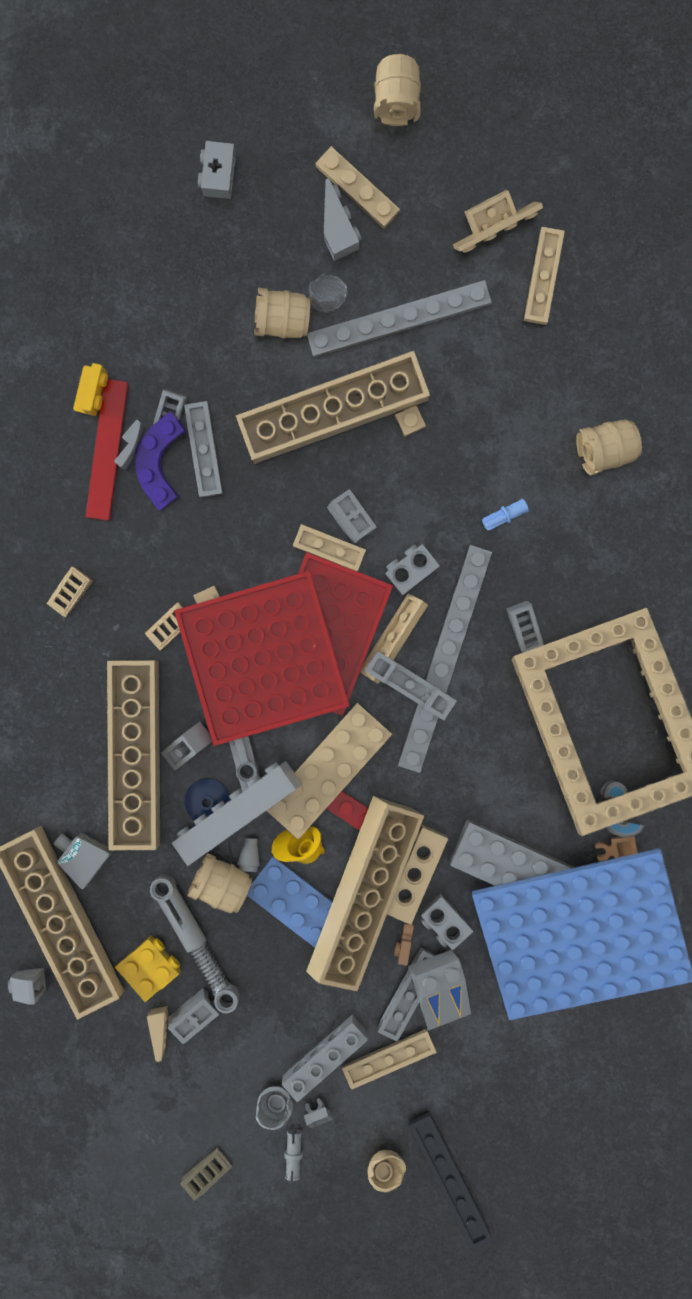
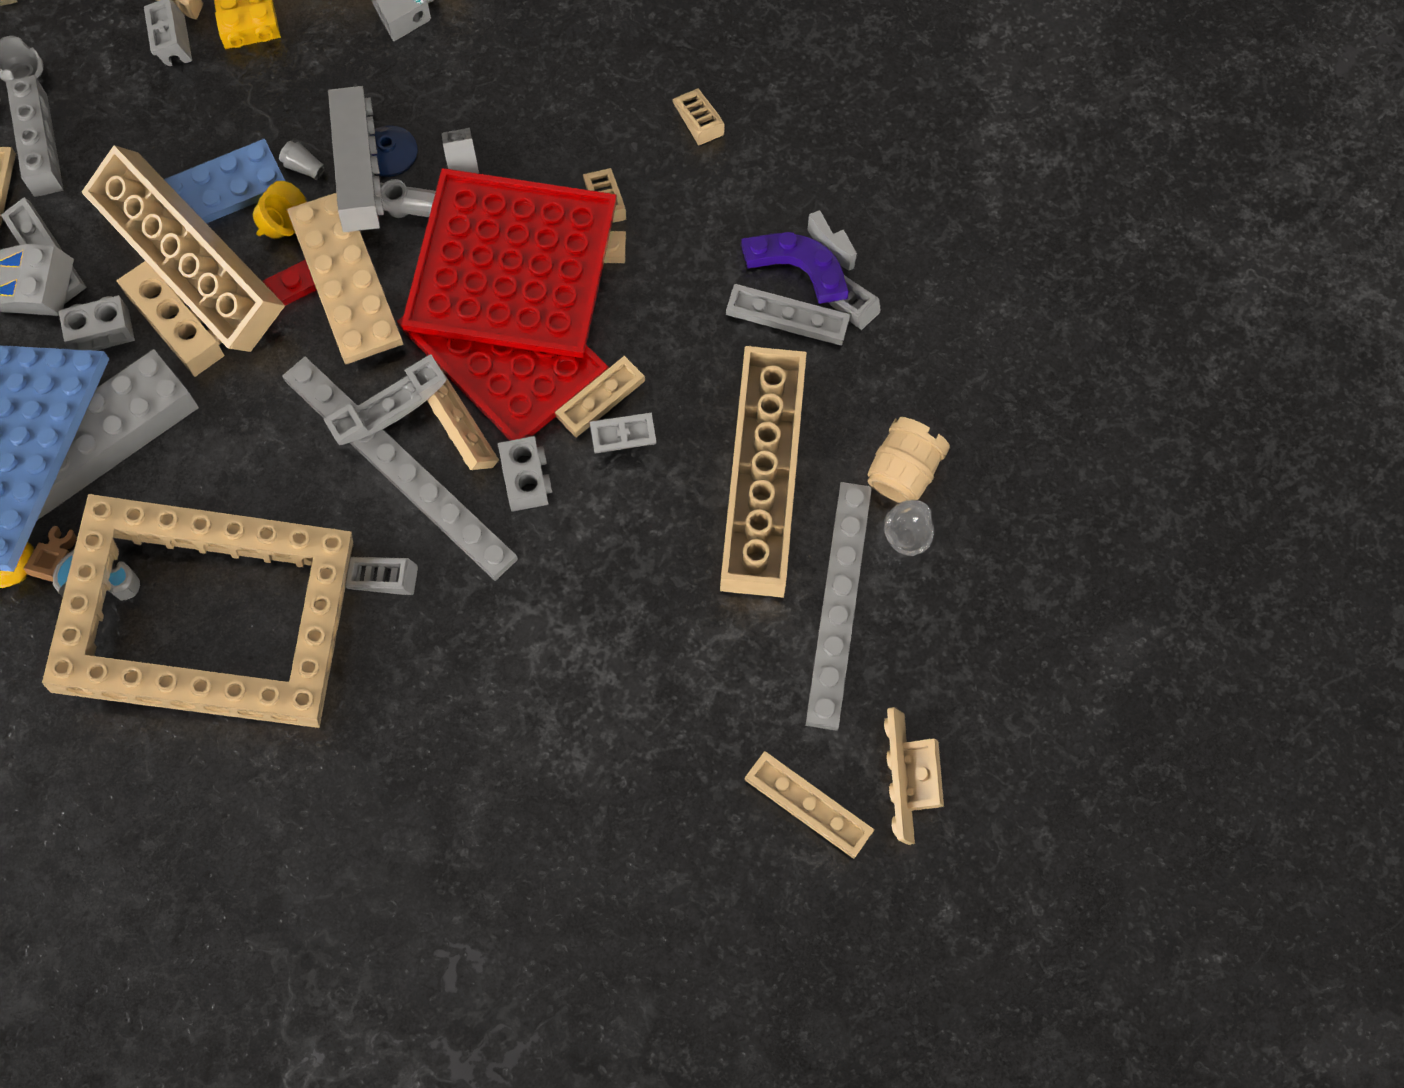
camera: 120 degrees right, 20 degrees down
(90, 389) = (914, 228): yellow bracket -> none
(107, 450) = (860, 230): red tile -> none
(133, 755) = (482, 93): tan brick -> none
(194, 941) = (314, 63): light grey piece -> none
(220, 885) = (287, 112): tan piece -> none
(221, 156) = (1126, 488): light grey brick -> none
(338, 231) = (987, 578): light grey slope -> none
(357, 187) = (1028, 630): tan plate -> none
(397, 90) = (1132, 726): tan piece -> none
(402, 948) = (97, 267): medium nougat plate -> none
(410, 421) = (705, 558): tan plate -> none
(506, 514) = (530, 615): light blue axle -> none
(608, 445) = (546, 774): tan piece -> none

